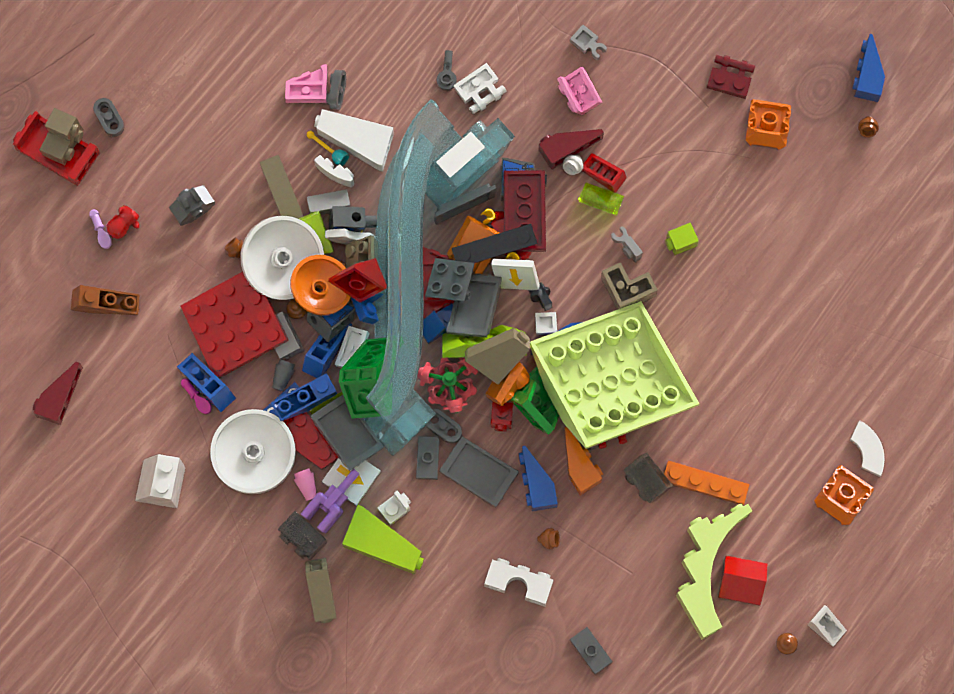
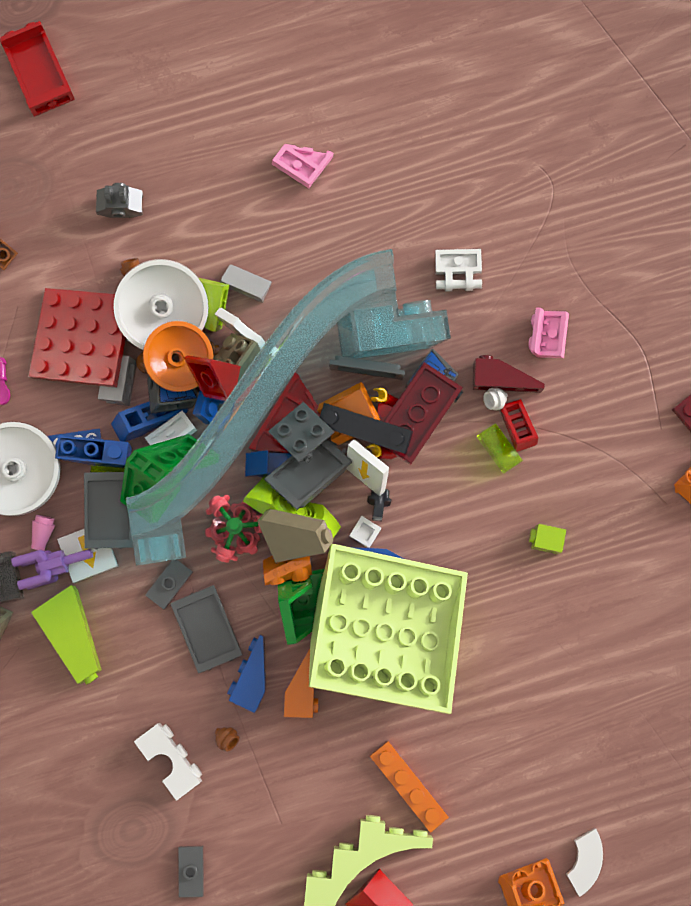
camera: 30 degrees right, 5 degrees up
(62, 136) = (45, 60): dark tan brick -> none
(103, 237) = (22, 179): lavender piece -> none
(109, 118) = (103, 73): dark grey plate -> none
(119, 224) = (45, 176): red animal -> none
(206, 382) = (17, 378): blue slope -> none
(280, 187) = (210, 241): dark tan slope -> none
(282, 374) = (91, 415): dark grey cone -> none
(310, 441) = (70, 493): red wing -> none
(338, 83) = (326, 182): dark grey plate -> none
(338, 156) = (284, 246): hinge -> none
(339, 174) = (272, 262): white slope -> none
(351, 219) = (244, 306): dark grey torso -> none
(356, 136) = (315, 241): white slope -> none
(395, 507) = (106, 609): white bracket -> none
(443, 426) = (202, 564): dark grey plate -> none
(447, 78) = (434, 239): dark grey plate -> none
(460, 154) = (384, 321): white sticker -> none
(501, 416) = (262, 594): red bracket -> none
(586, 40) = (588, 289): light grey plate -> none
(626, 291) = (458, 554): dark tan brick -> none
(630, 248) = (493, 515): light grey plate -> none
(647, 478) = (356, 746): clear smoke brick -> none

